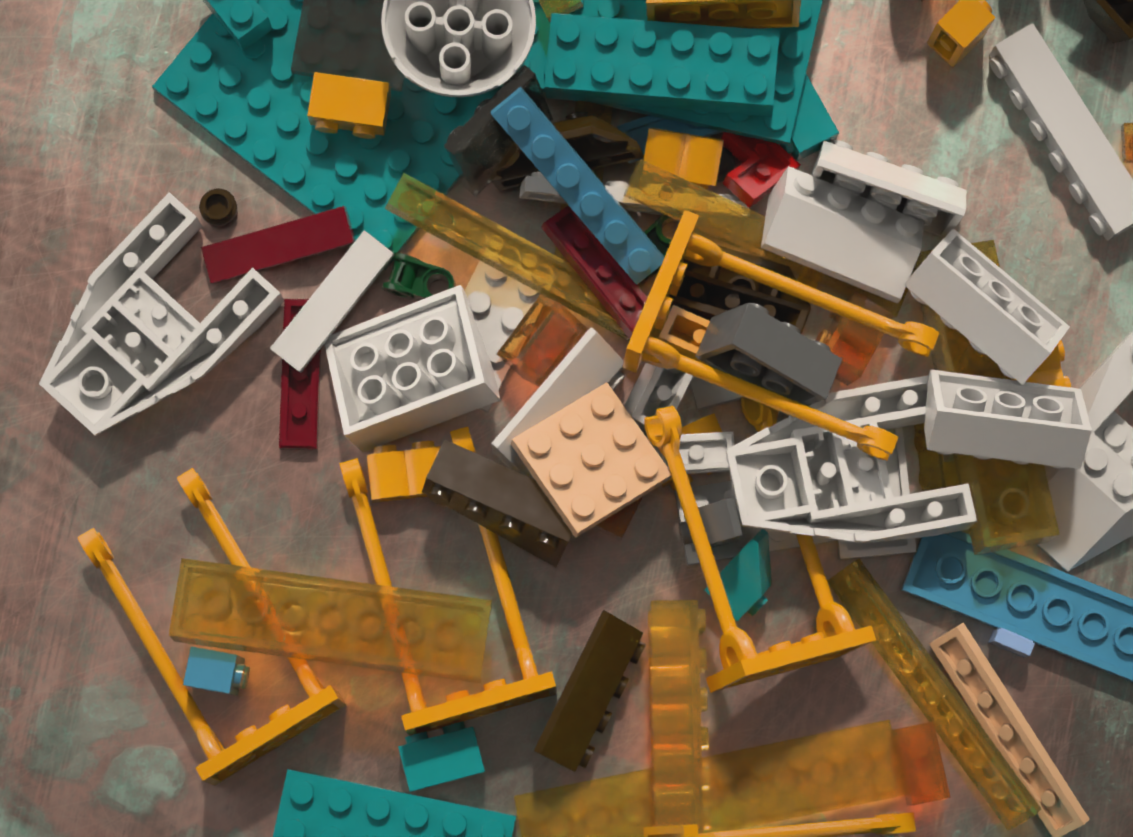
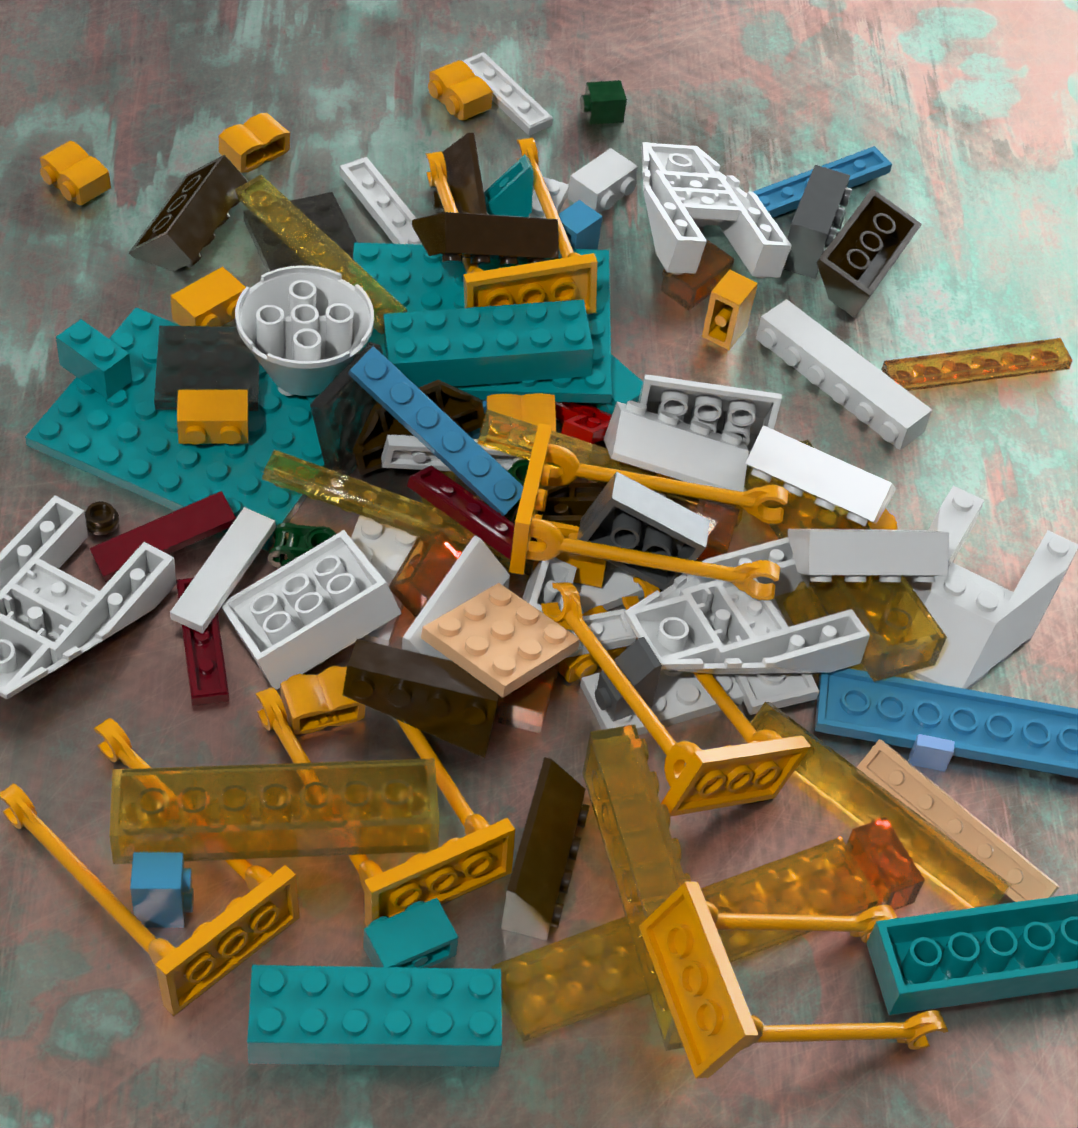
camera: 15 degrees left, 30 degrees down
(748, 576) = (673, 716): teal slope -> none

